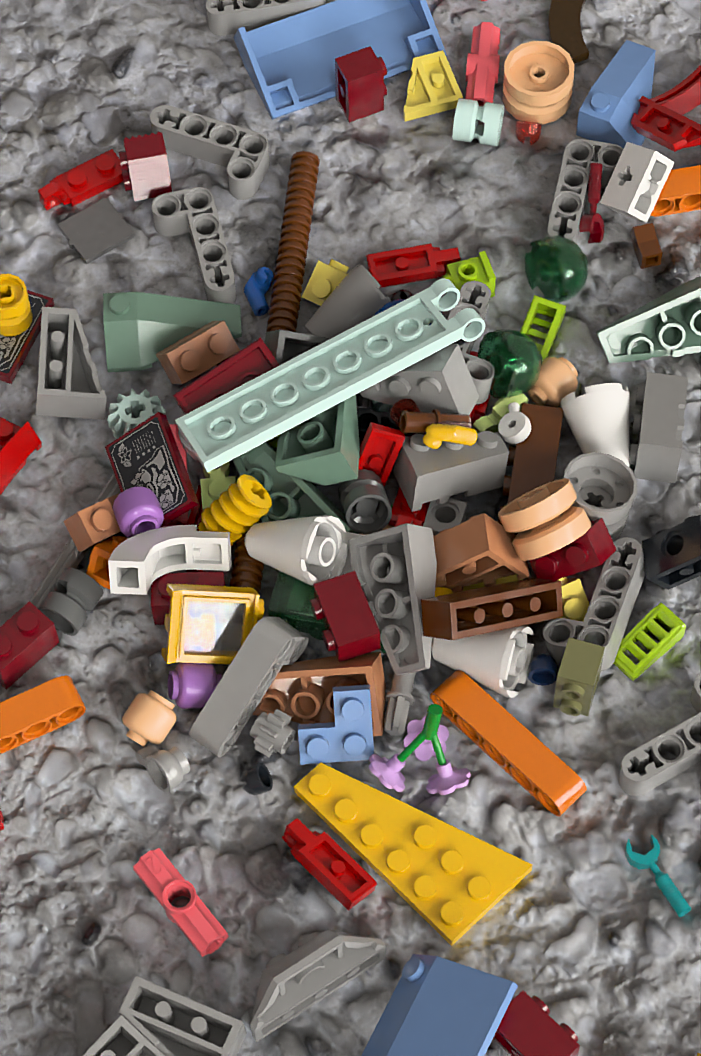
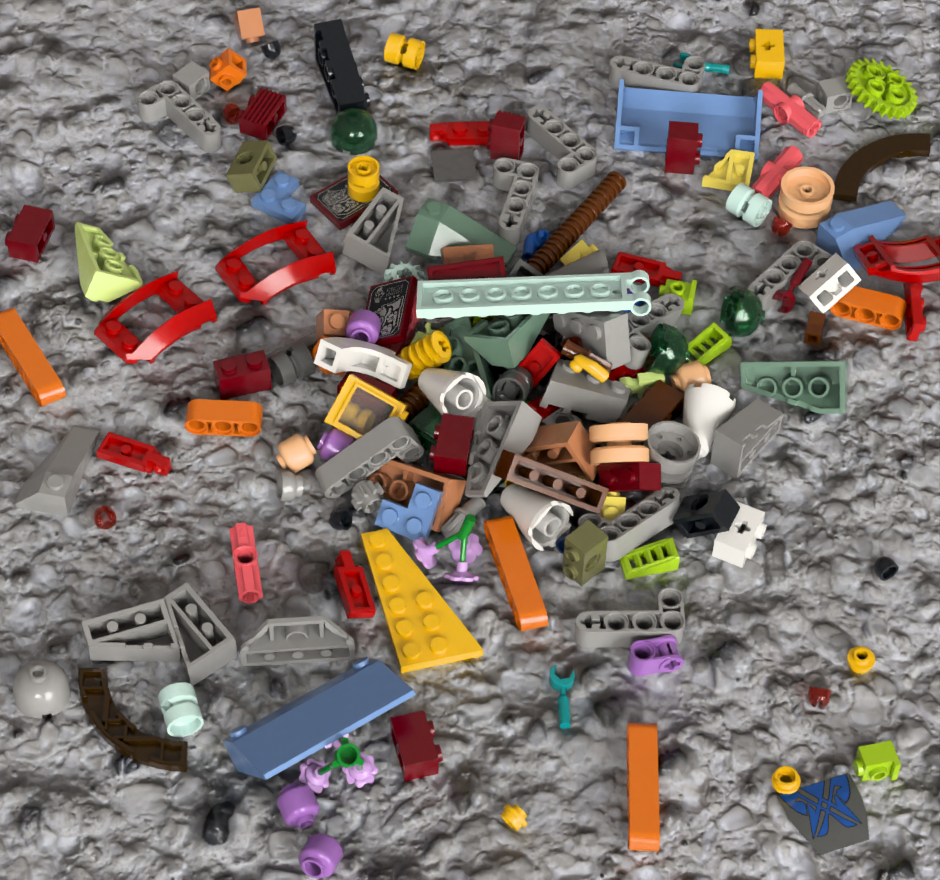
camera: 25 degrees right, 10 degrees down
(515, 425) = (643, 389): white piece -> none

